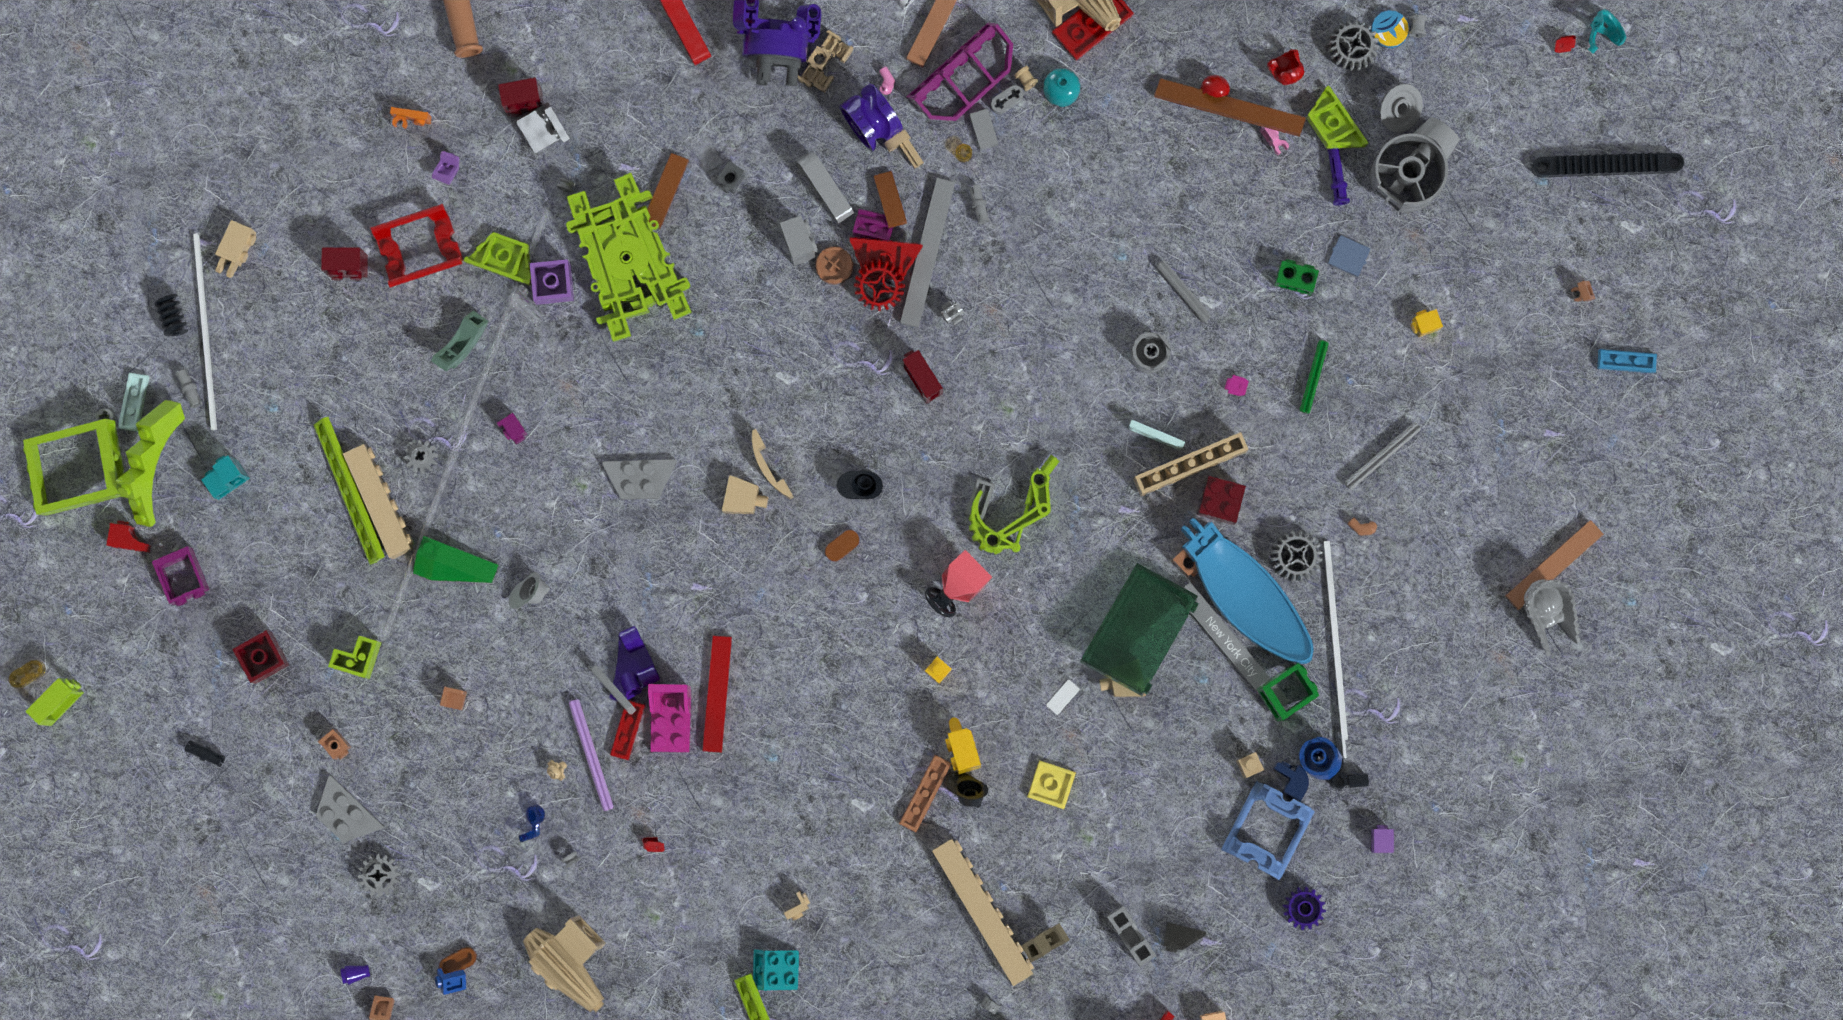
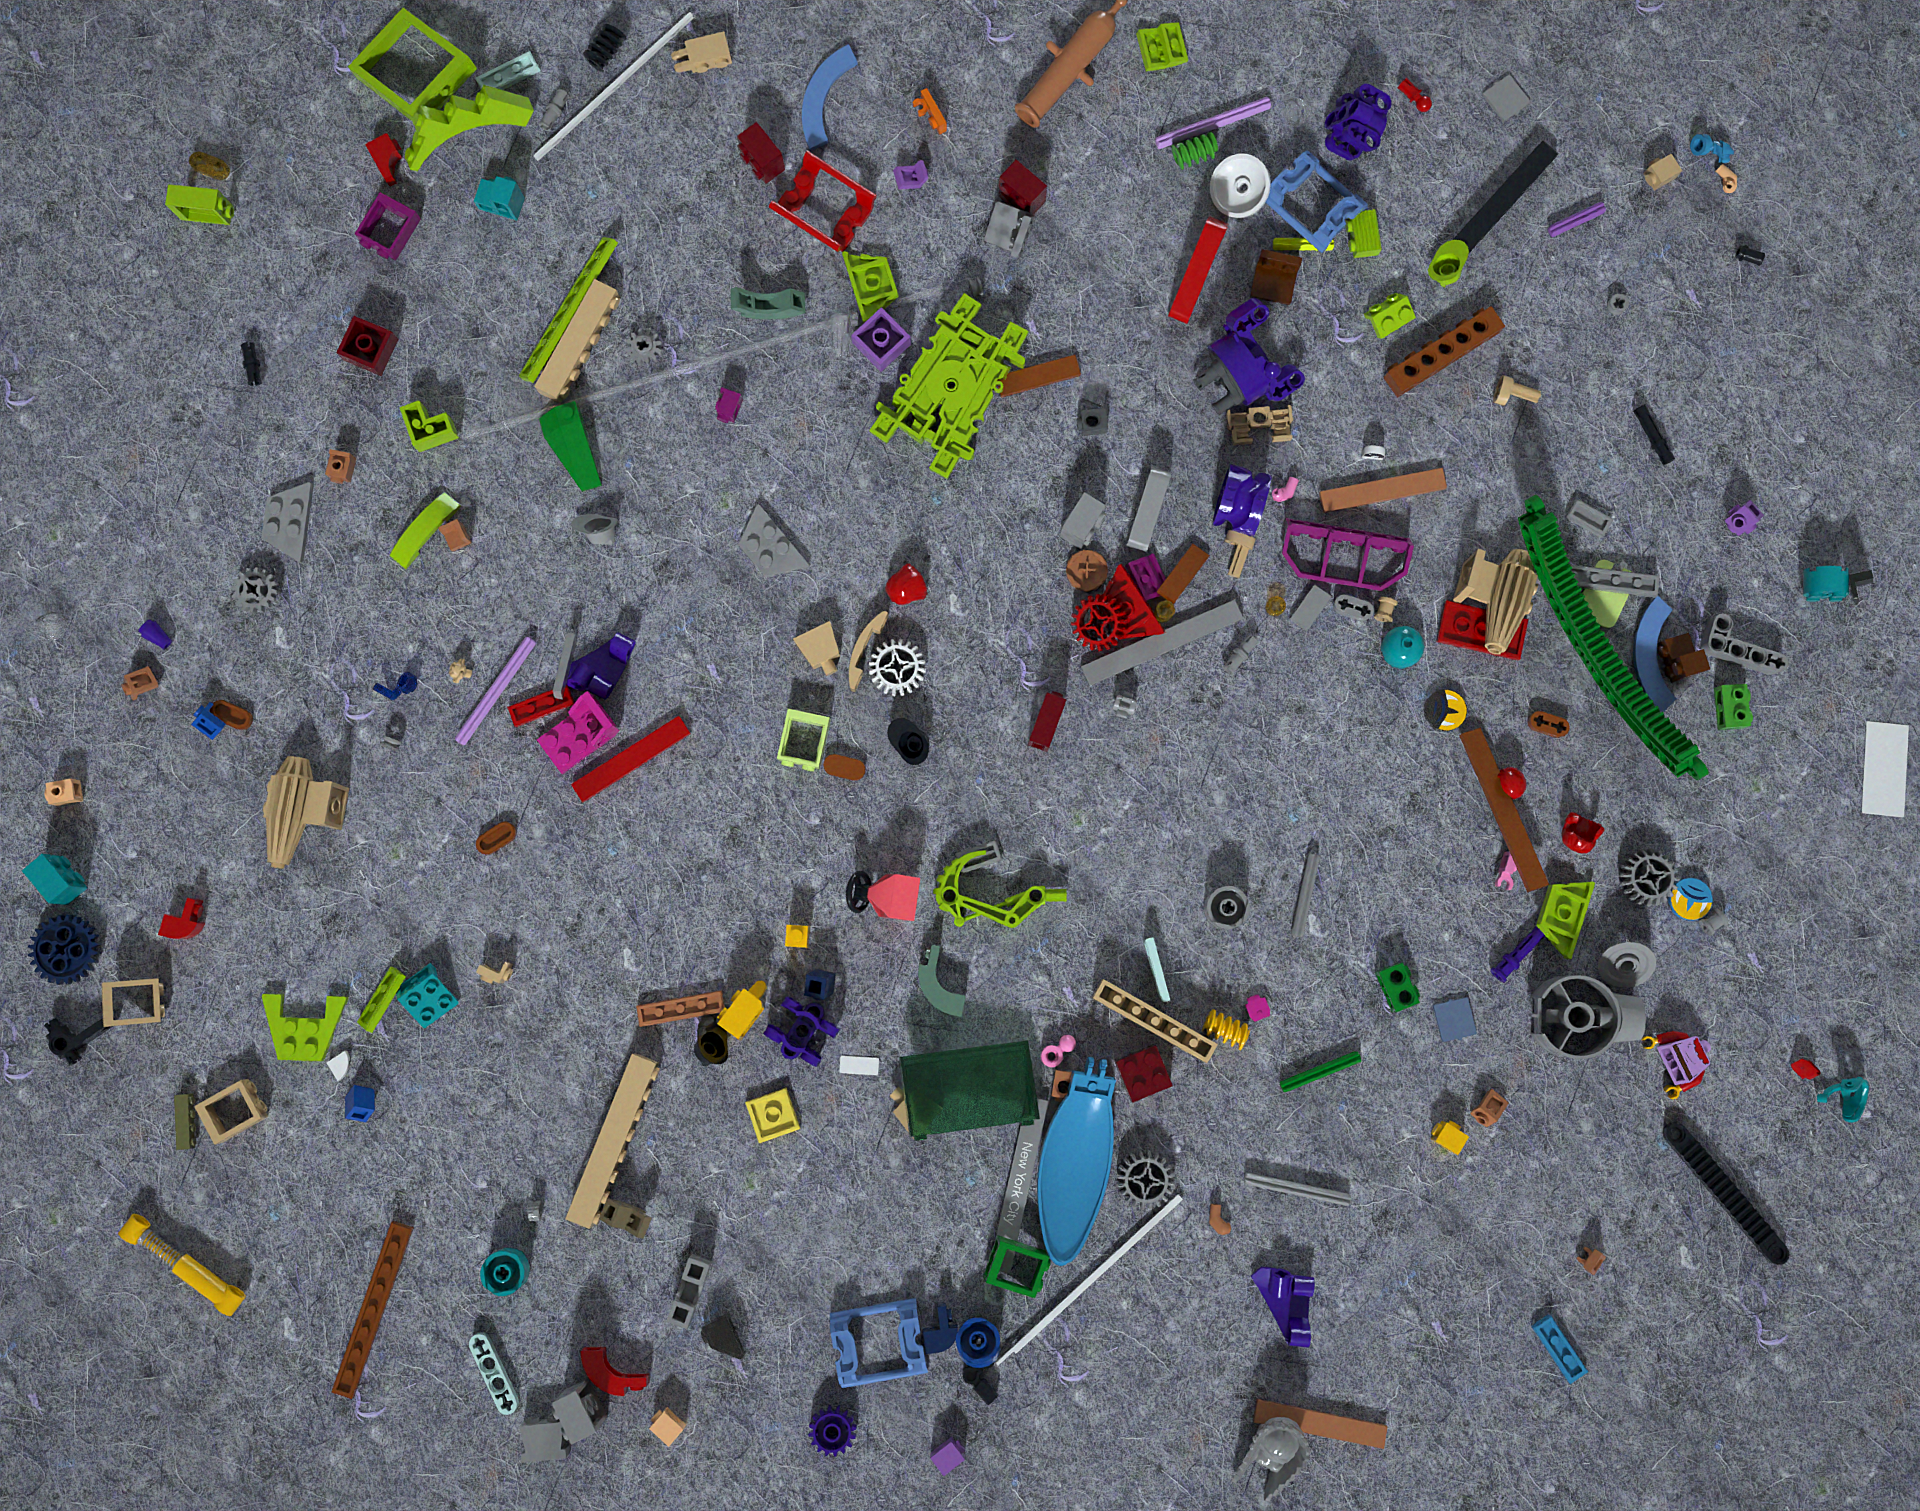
camera: 50 degrees right, 0 degrees up
(102, 412) = (478, 55): light grey bush -> none
(328, 187) = (817, 92): none -> medium blue tile
(430, 719) = (423, 528): none -> lime slope
(651, 843) = (453, 803): red piece -> none
(699, 834) = (496, 838): none -> dark orange tile
(746, 401) = (906, 586): none -> red hair
(786, 545) = (809, 718): none -> yellowish green window
(795, 461) = (894, 649): none -> white gear
(910, 228) = (1170, 612): none -> clear yellow bush
(984, 680) = (819, 984): none -> dark blue brick
(1007, 728) = (792, 1037): none -> dark purple piece
(1050, 603) = (939, 997): none -> sand green arch
(1129, 93) = (1445, 710): none -> tile
(1160, 538) = (1066, 1044): none -> bright pink plate
(1191, 26) = (1549, 719): none -> dark orange beam
(1234, 418) = (1226, 1028): none -> yellow piece
(1249, 765) = (924, 1282): tan brick -> none
(1428, 280) = (1489, 1108): none -> nougat bracket
(1454, 522) = (1289, 1302): none -> dark purple panel
(1495, 121) = (1683, 1057): none -> torso

